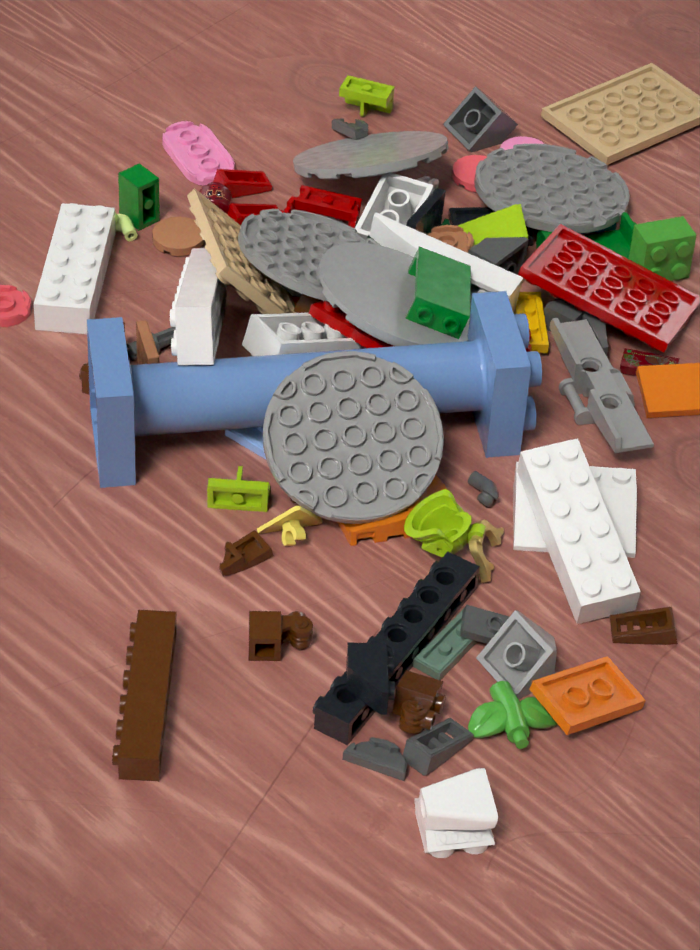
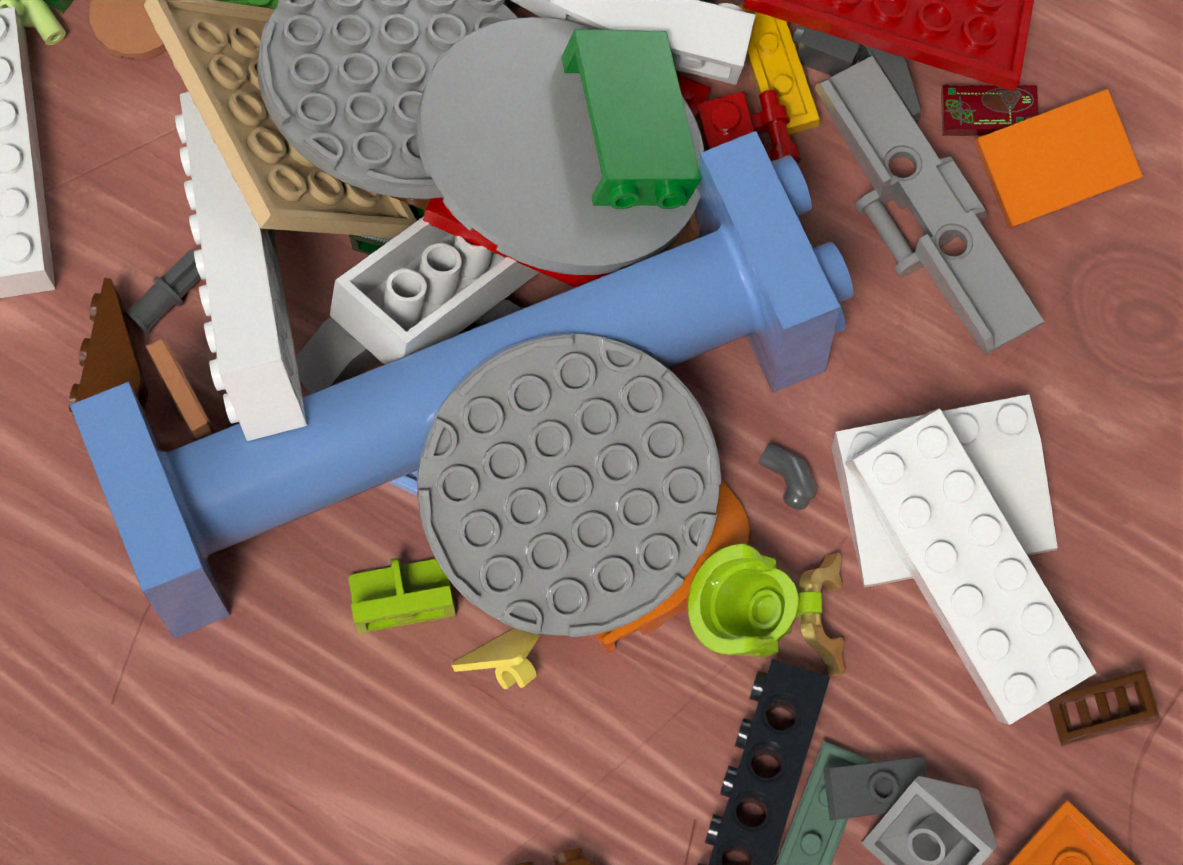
camera: 10 degrees left, 30 degrees up
(245, 554) = (446, 727): reddish brown slope -> none

